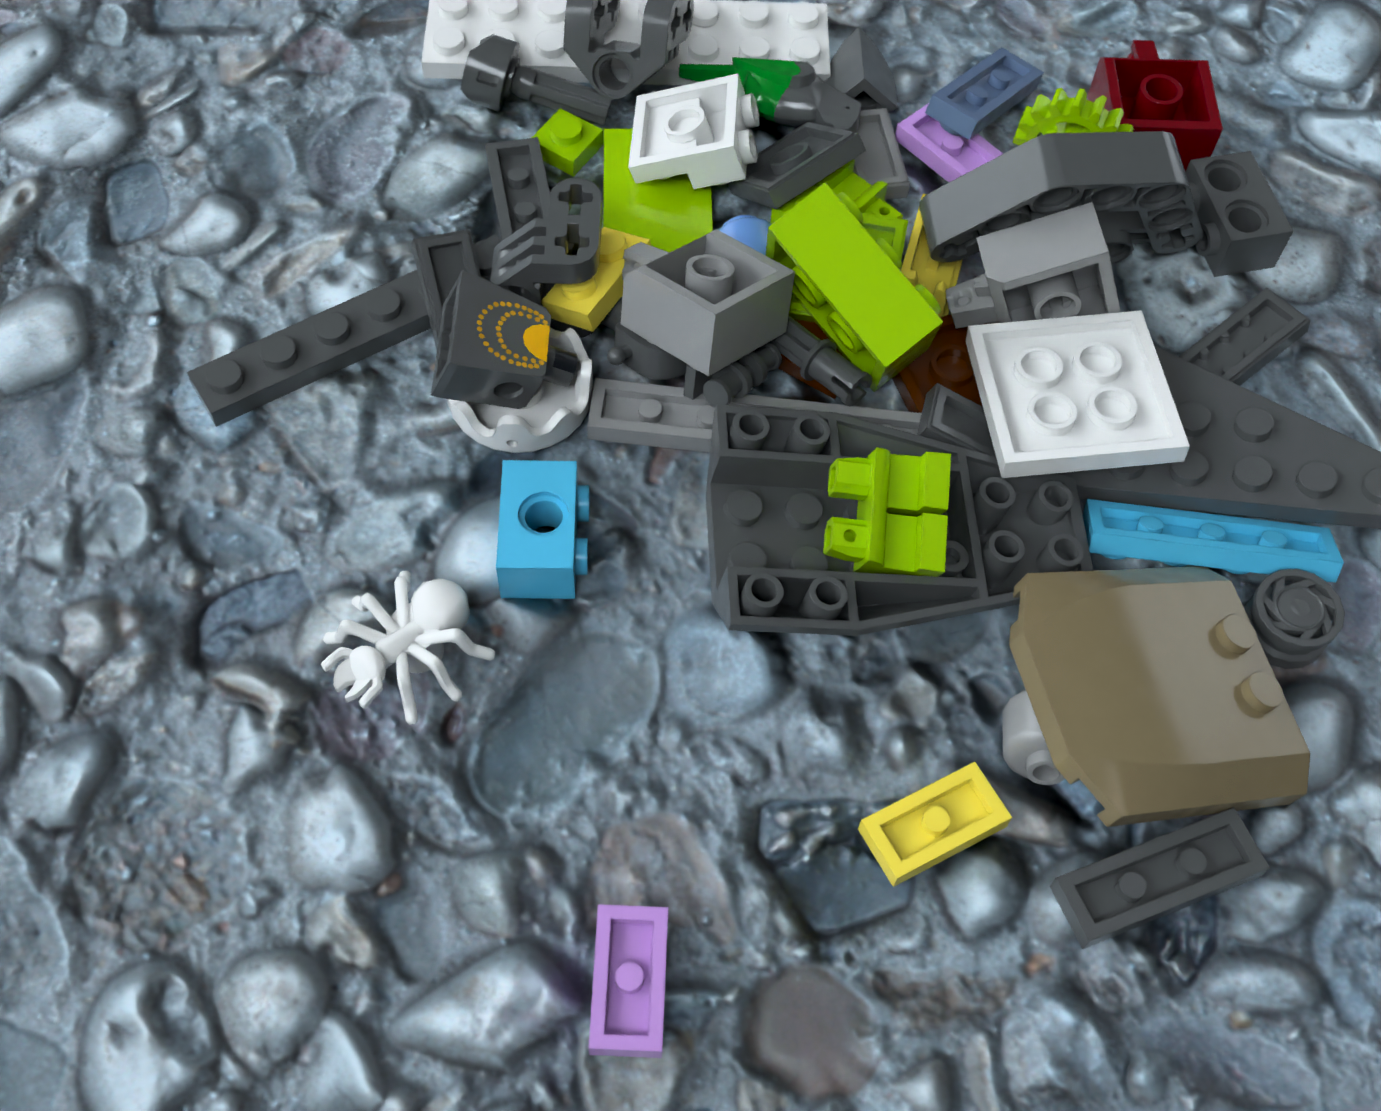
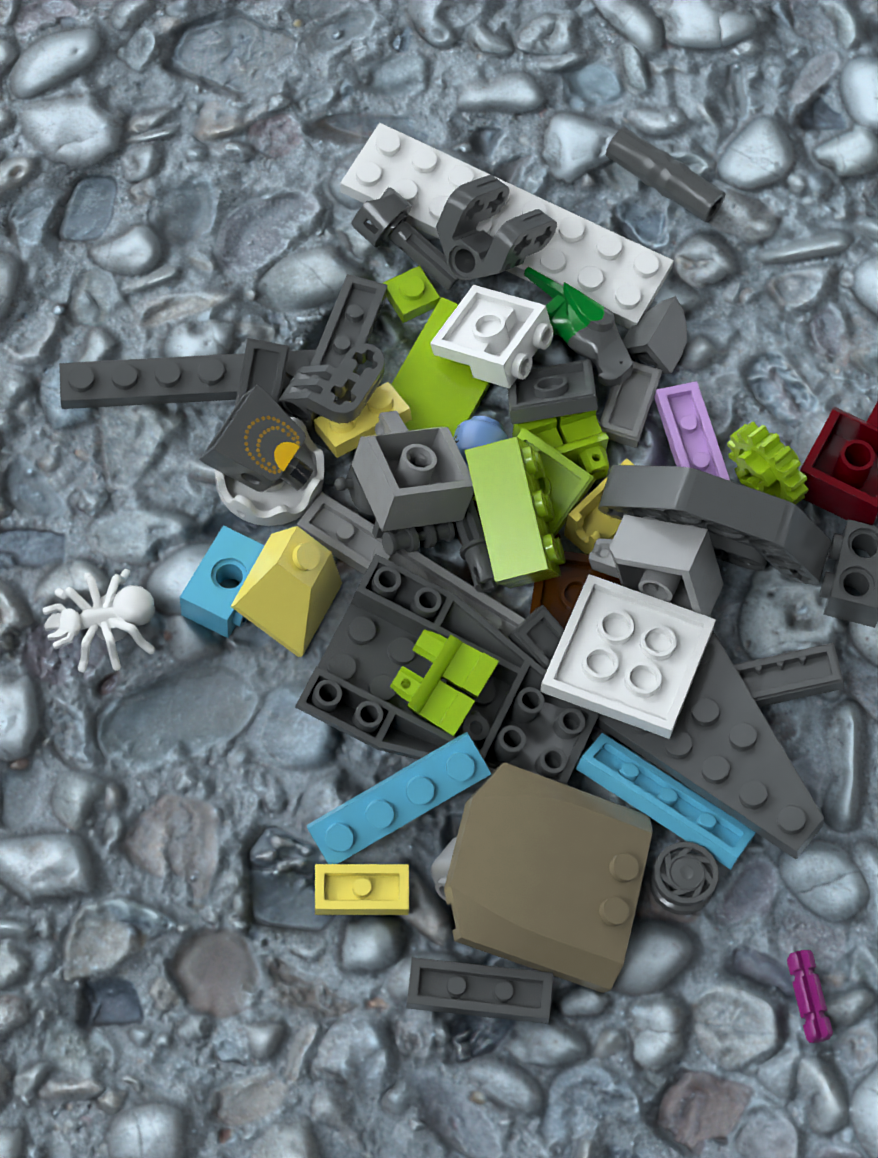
camera: 25 degrees right, 5 degrees up
(625, 495) = (289, 588): none -> light yellow slope
(629, 981) = (124, 887): lavender plate -> none
(916, 686) = (398, 799): none -> medium azure plate
(983, 93) = (736, 393): sand blue plate -> none

